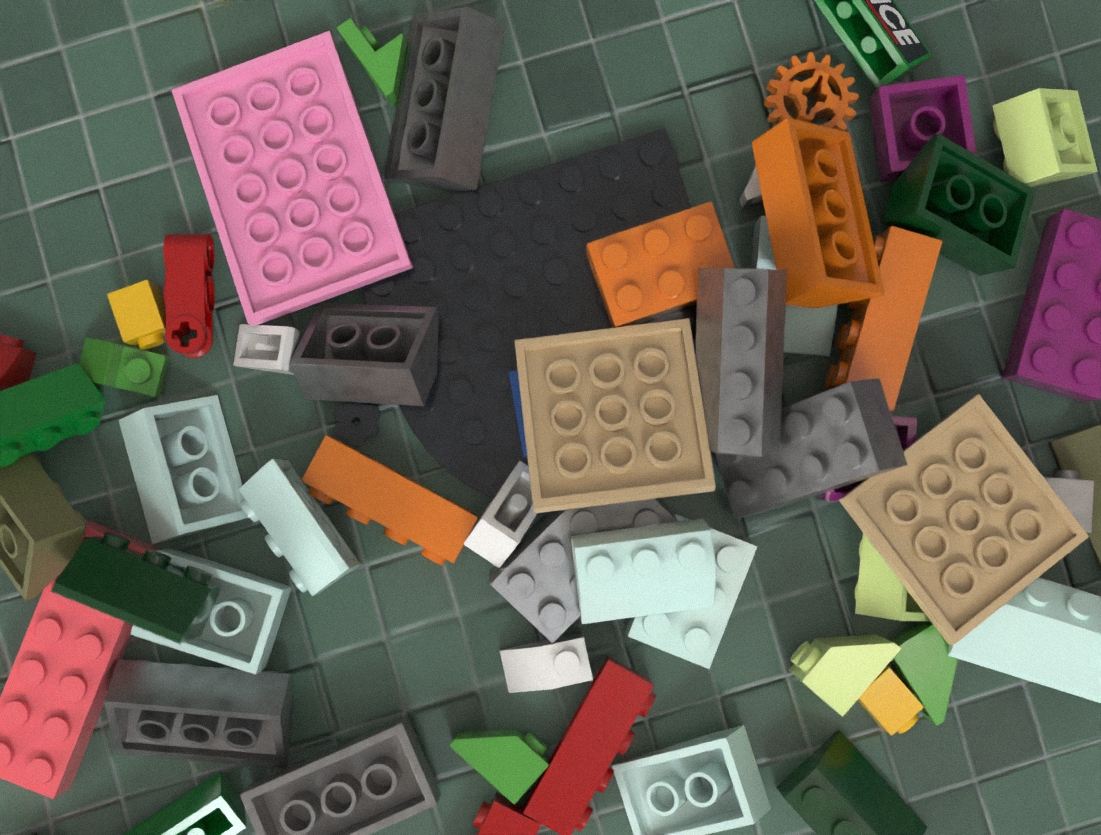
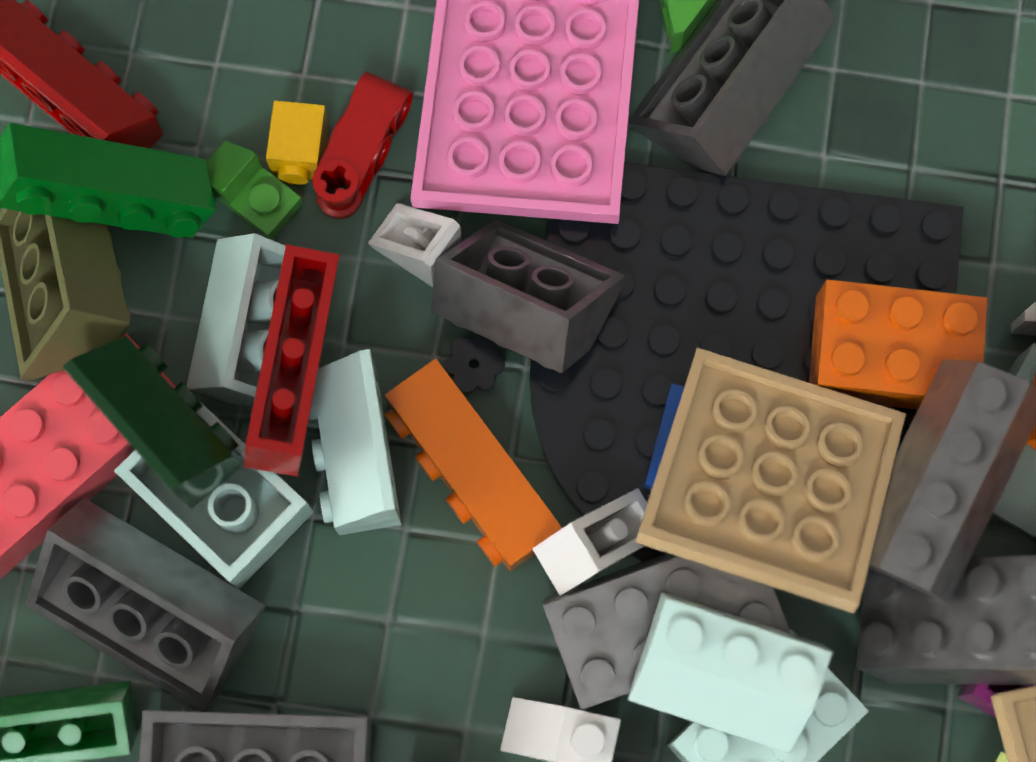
camera: 20 degrees right, 10 degrees down
(218, 493) = (290, 361): none -> red brick

